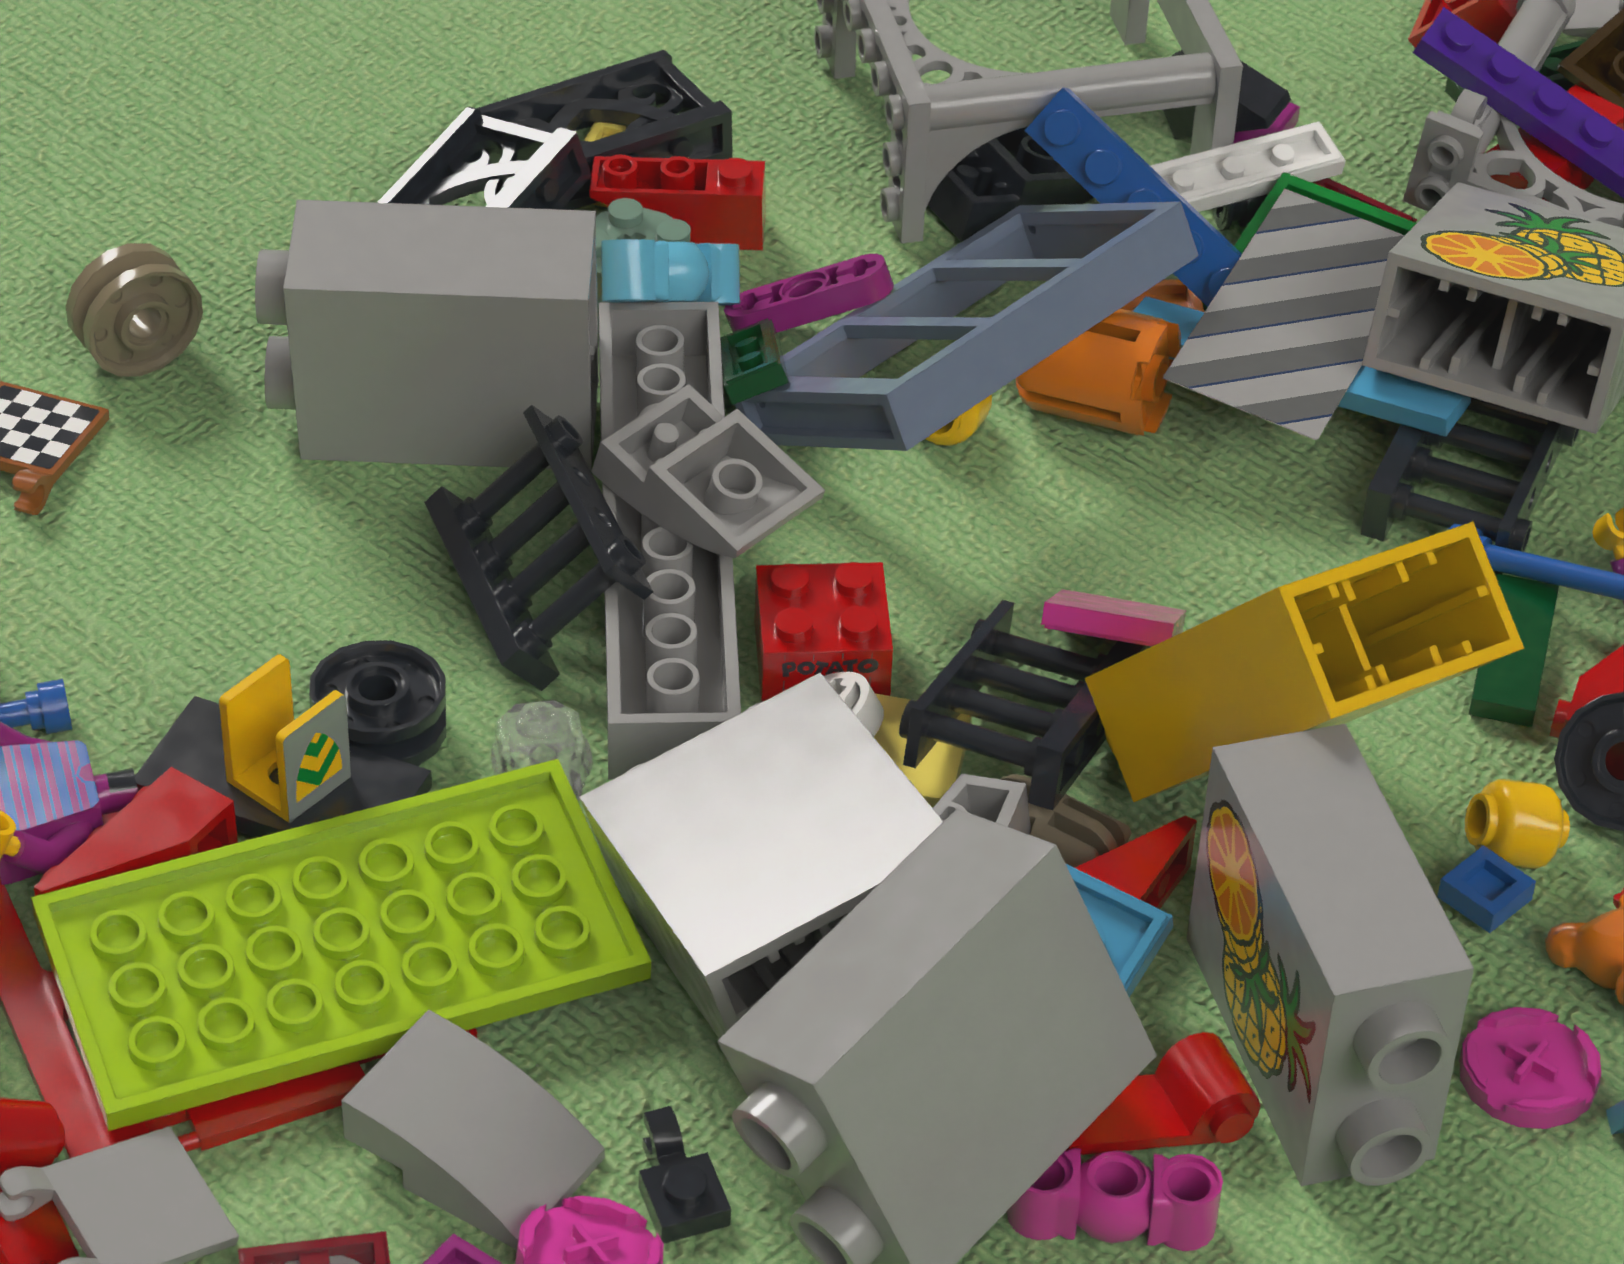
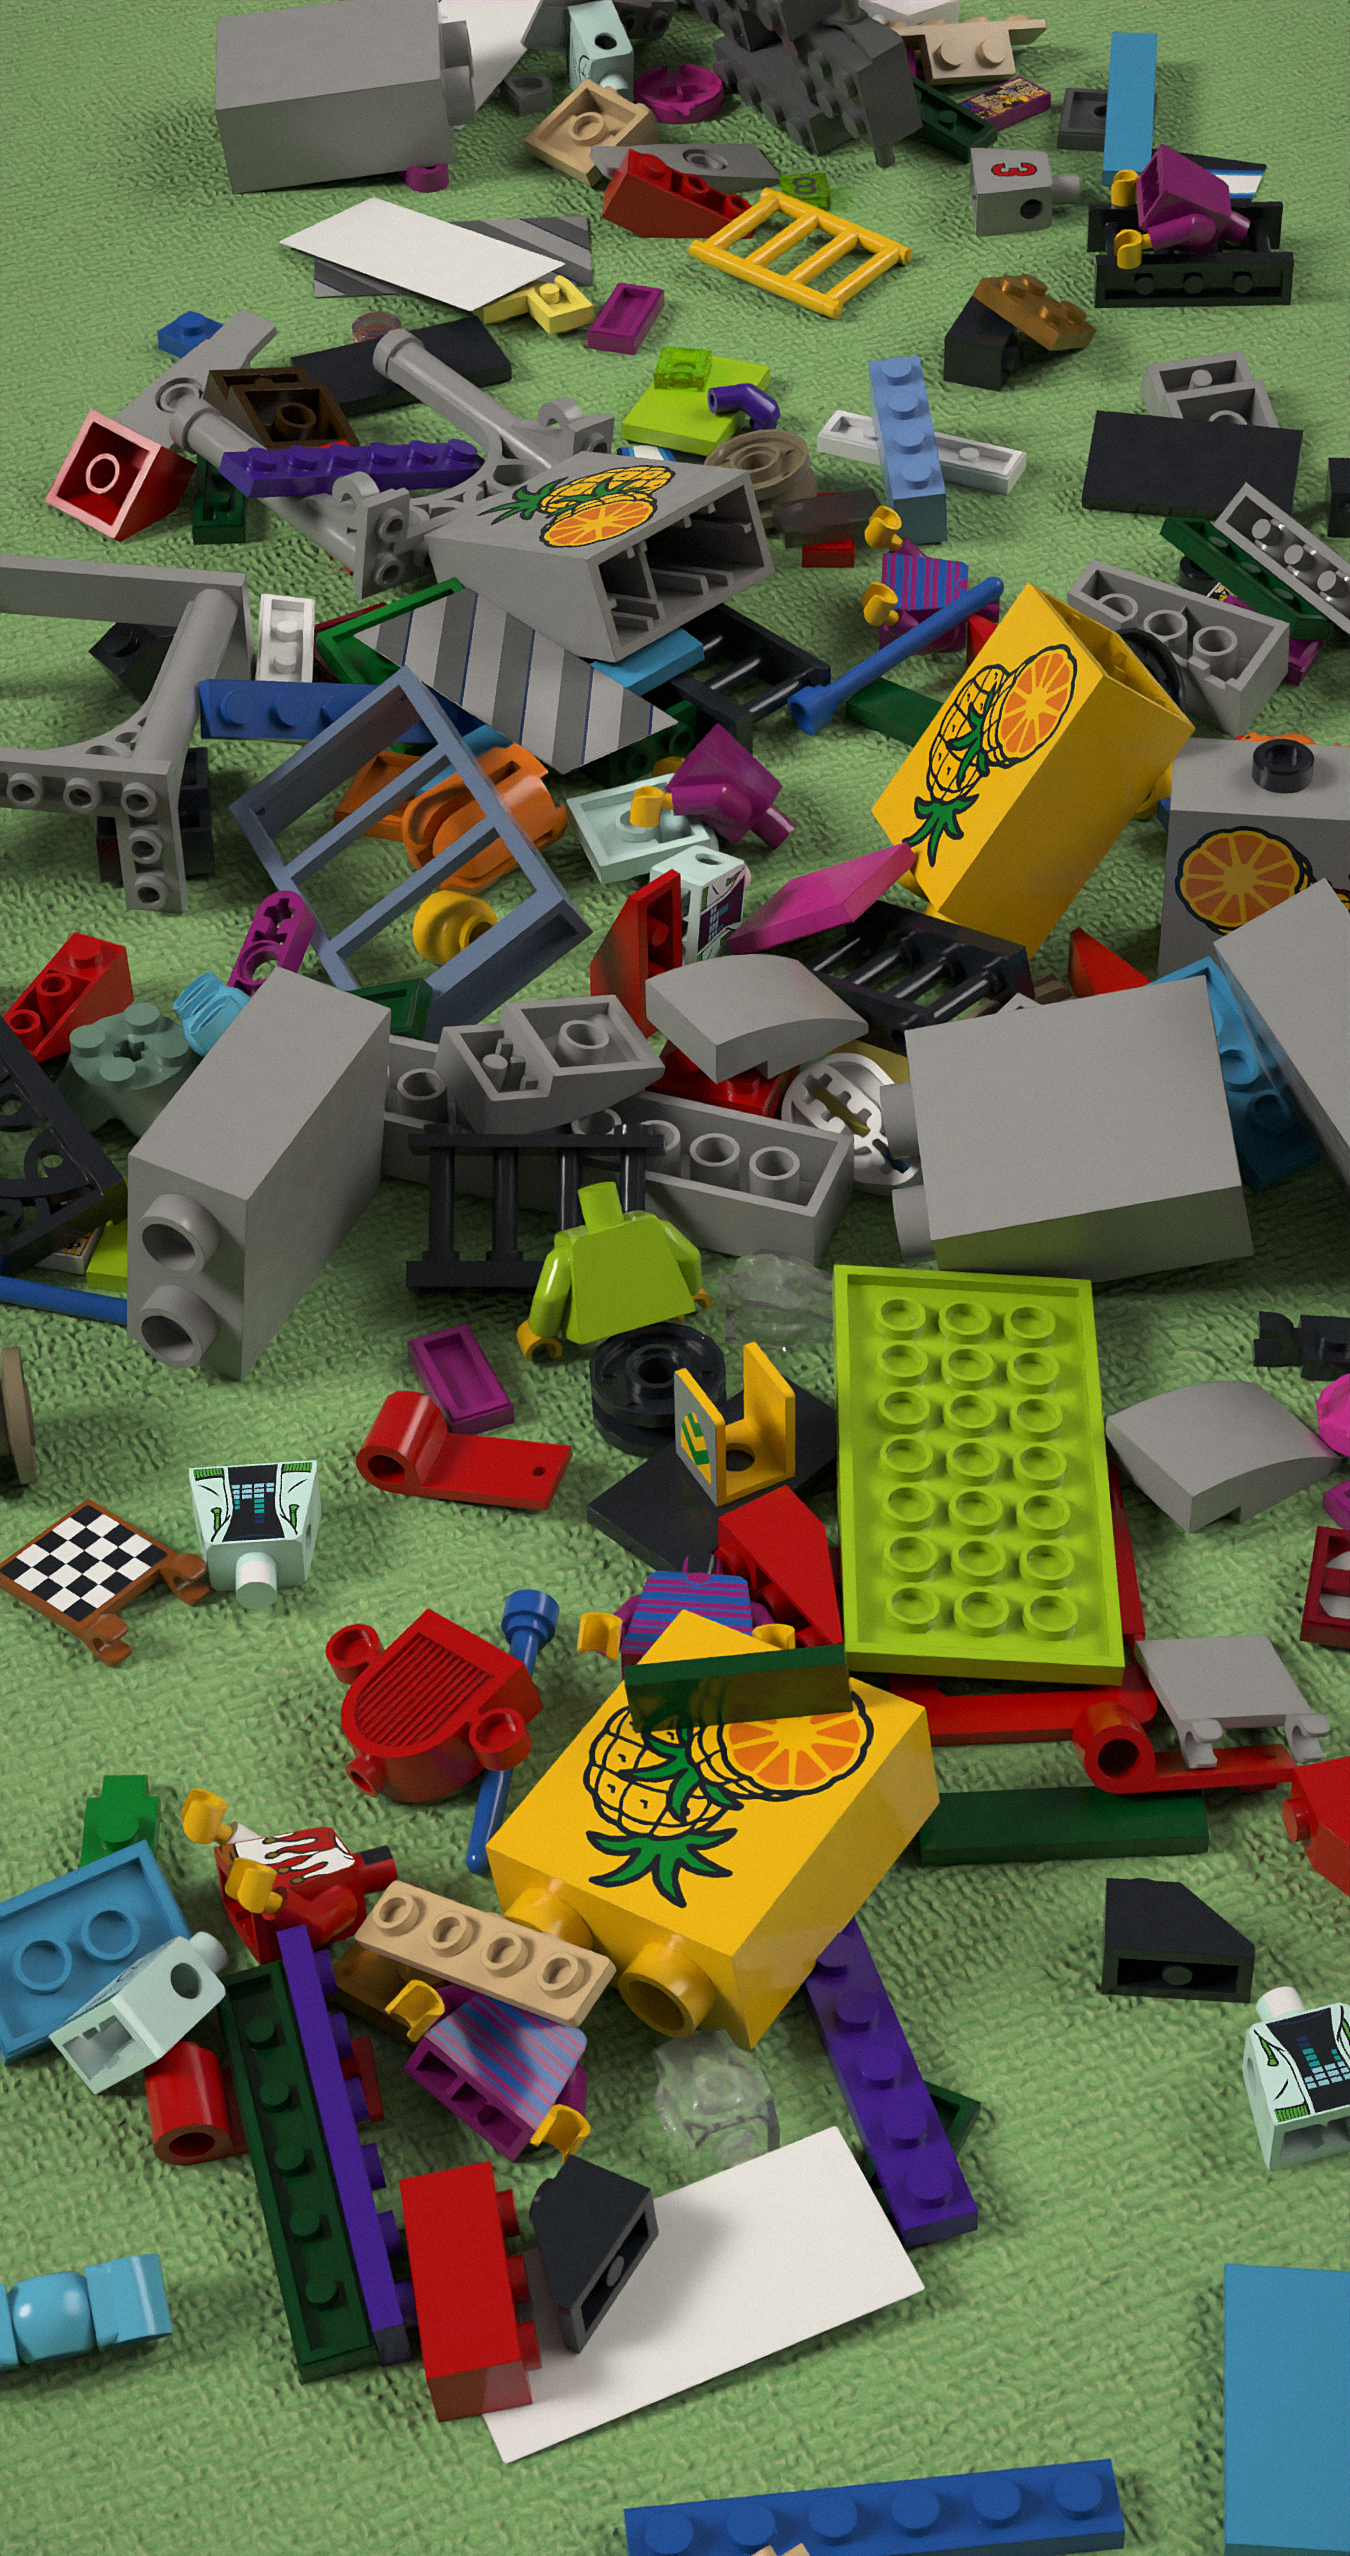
camera: 65 degrees left, 0 degrees up
(92, 508) = (257, 1526): none -> light aqua torso
(237, 602) = (417, 1456): none -> red door
(350, 586) = (460, 1381): none -> magenta tile
(465, 615) = (611, 1276): none -> lime torso
(854, 590) = (749, 1014): none -> light grey slope
(935, 515) = (640, 946): none -> red slope
(1070, 540) = (710, 899): none -> light aqua torso
(1169, 481) = (626, 850): none -> light aqua plate
(1246, 503) = (720, 787): none -> magenta torso
(1333, 813) = (1282, 766): none -> black tile
(1342, 455) = (640, 757): none -> dark green bracket

